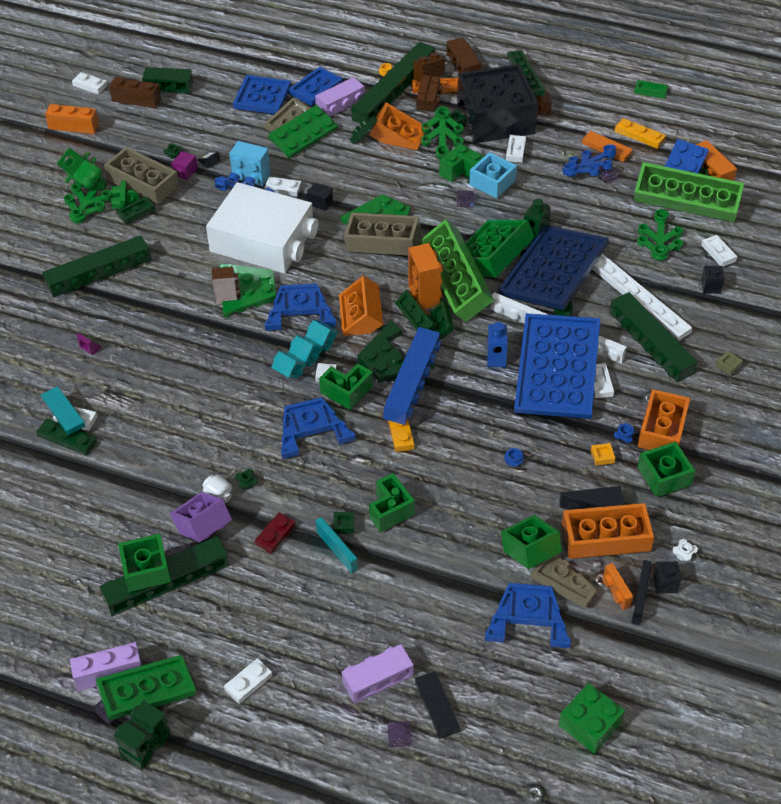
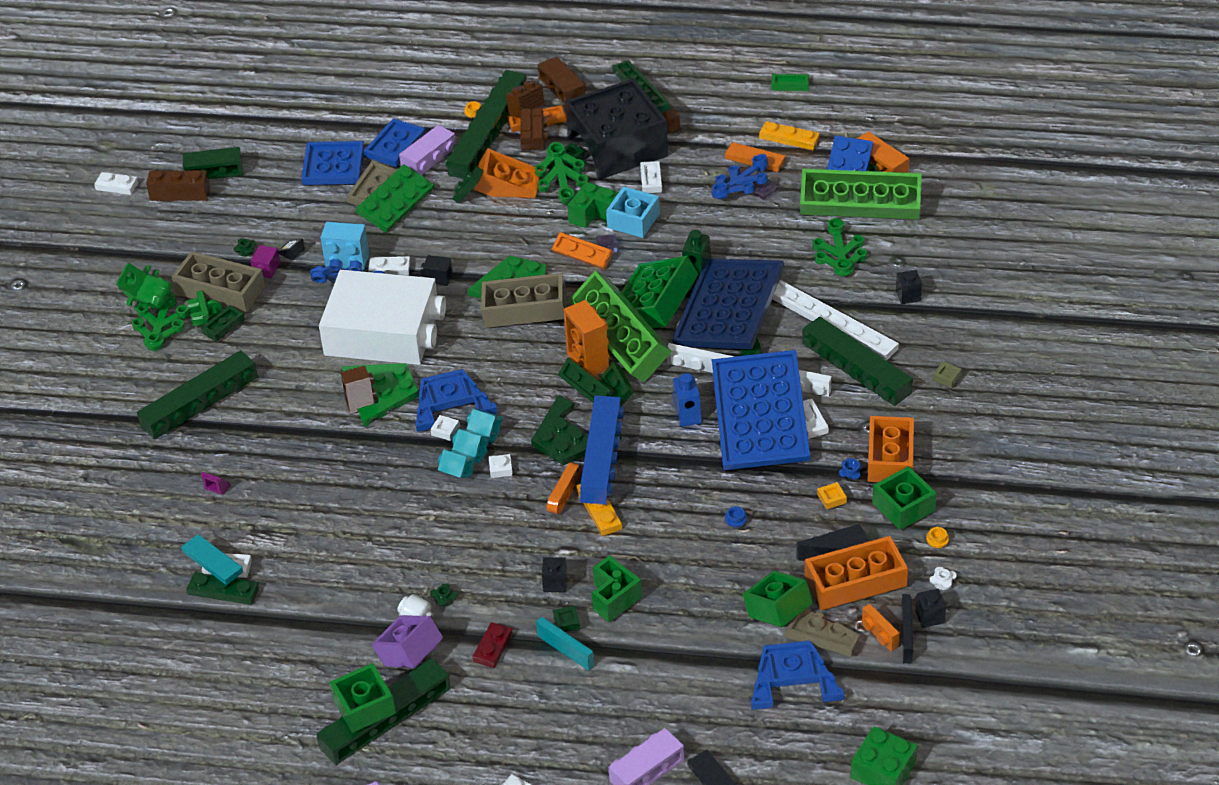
camera: 10 degrees left, 5 degrees down
(72, 118) = (110, 229): orange brick -> none
(288, 331) = (445, 427): none -> white plate
(309, 419) = (496, 518): blue wing -> none
(343, 480) = (554, 574): none -> black brick
(347, 388) = (529, 477): green brick -> none
(360, 307) = (520, 387): orange slope -> none
(372, 403) = (564, 488): none -> orange beam
(443, 200) = (582, 250): none -> orange tile
(688, 511) = (937, 537): none -> light orange plate
(719, 250) = (909, 254): white plate -> none

